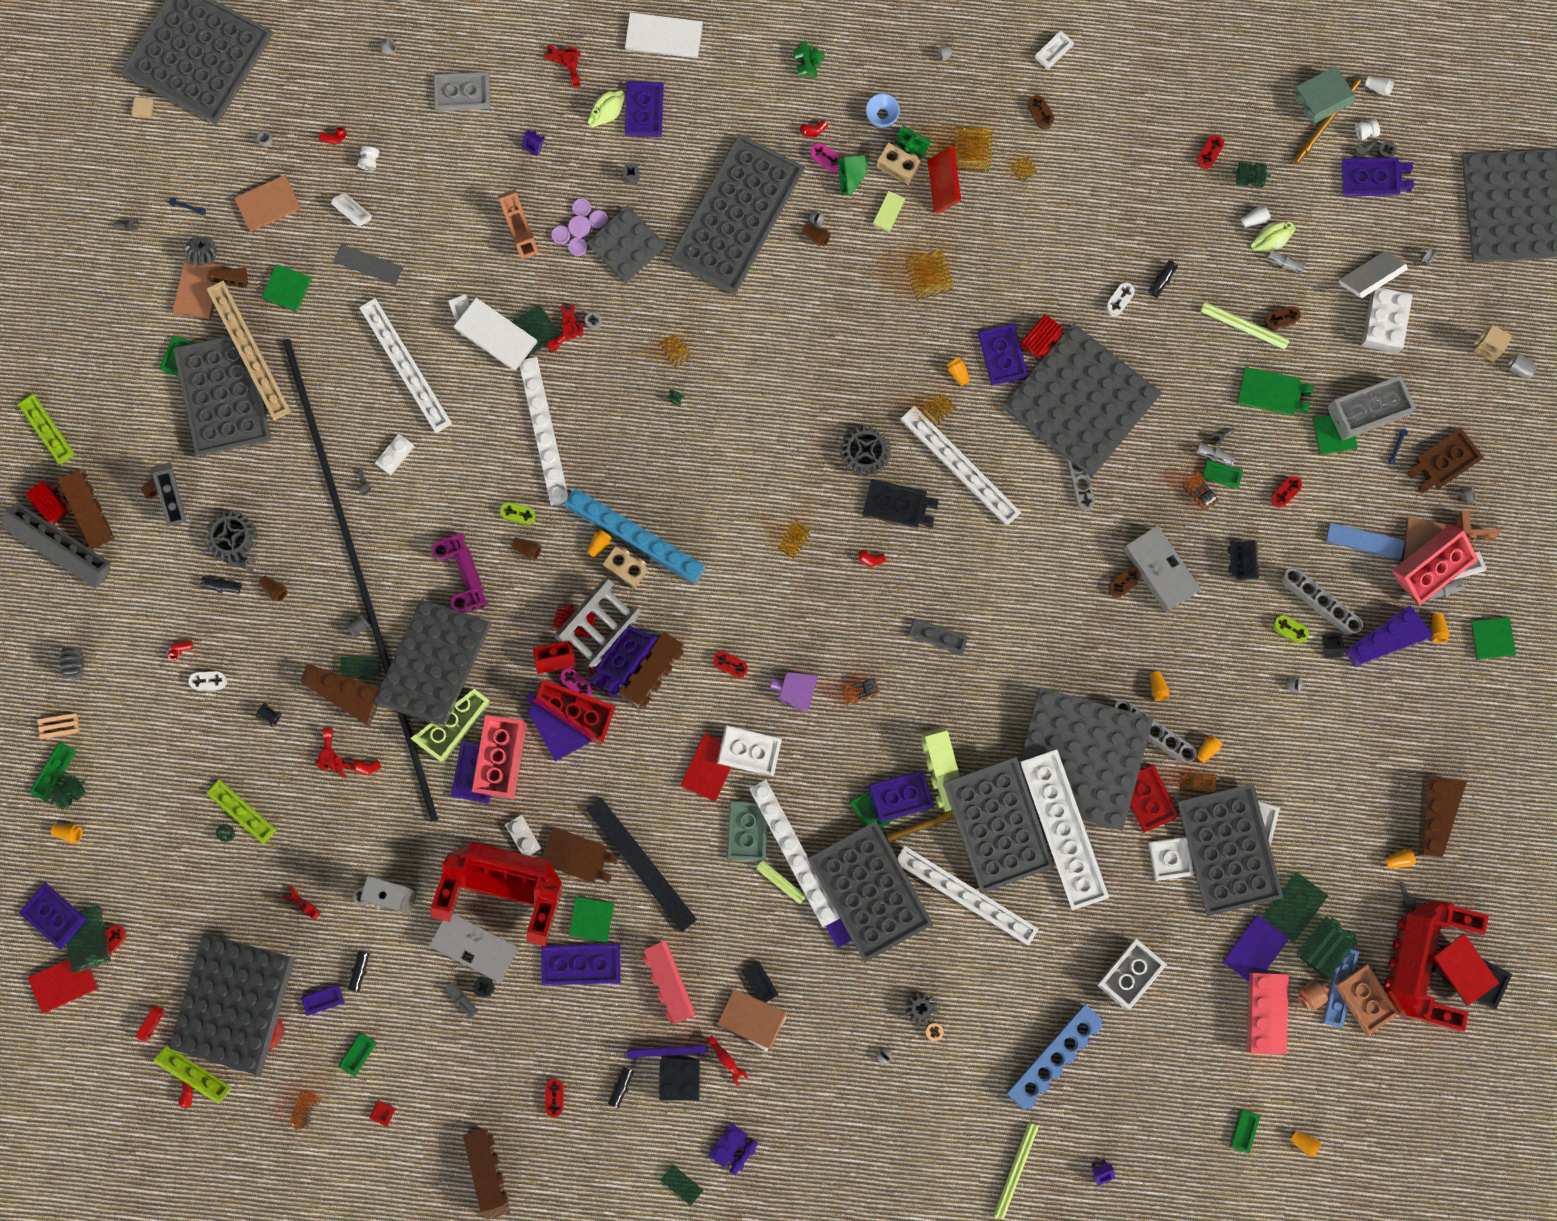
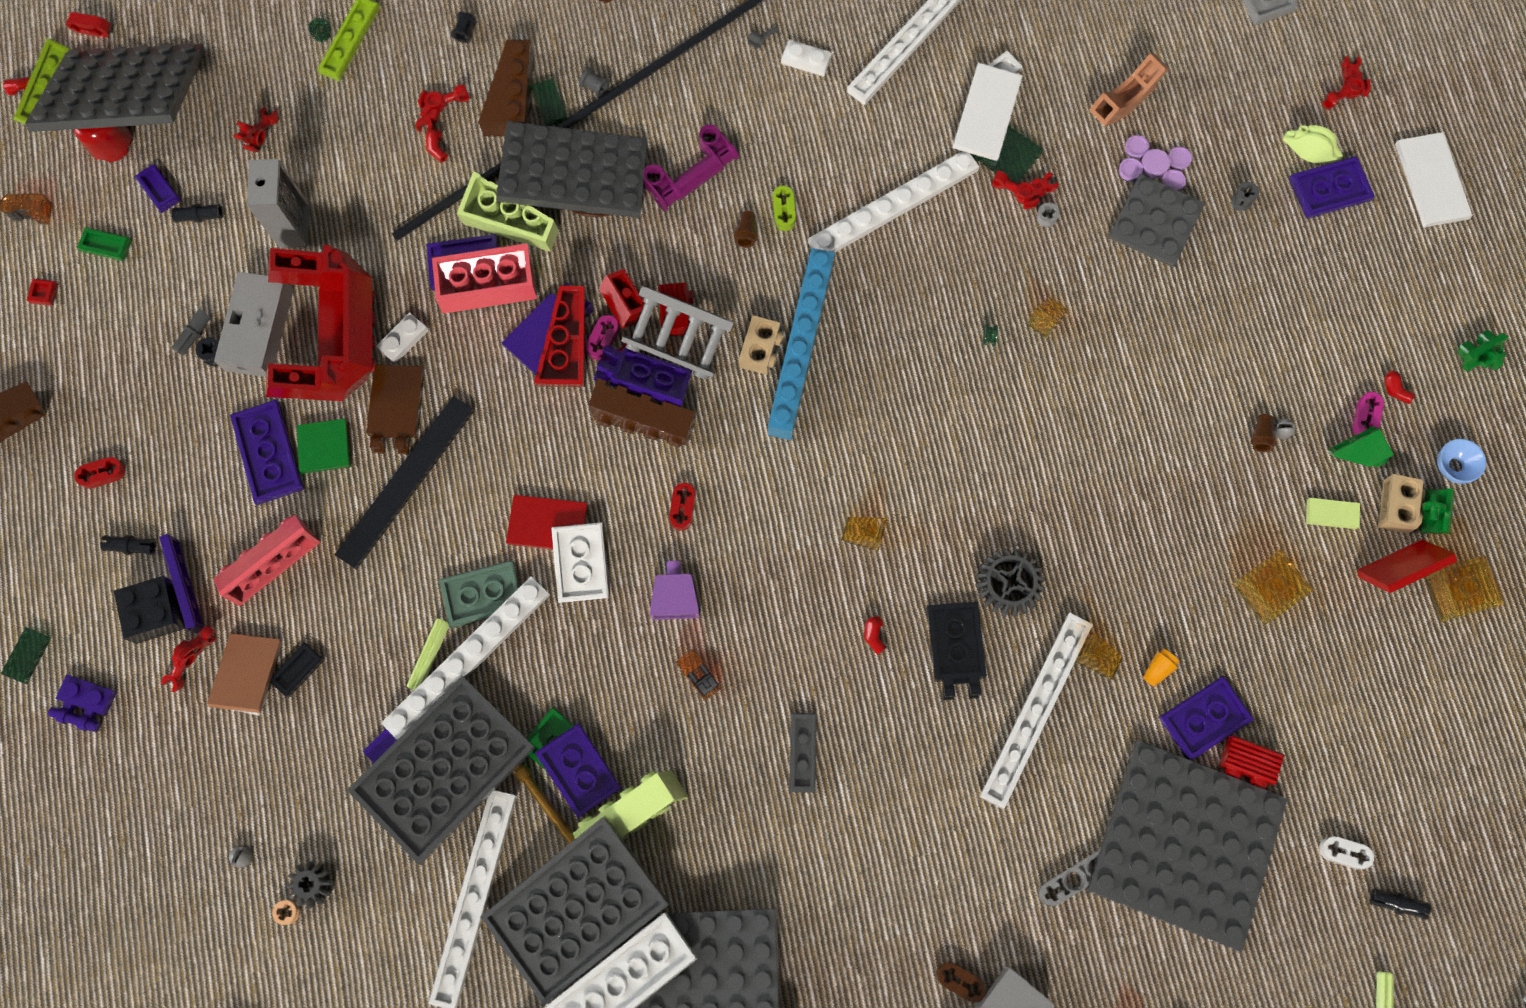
camera: 75 degrees right, 5 degrees down
(532, 142) = (1235, 78): dark purple tile -> none
(598, 543) = (780, 306): light orange cone -> none
(737, 214) = (1250, 333): dark grey plate -> none
(1023, 169) = (1466, 666): clear yellow tile -> none

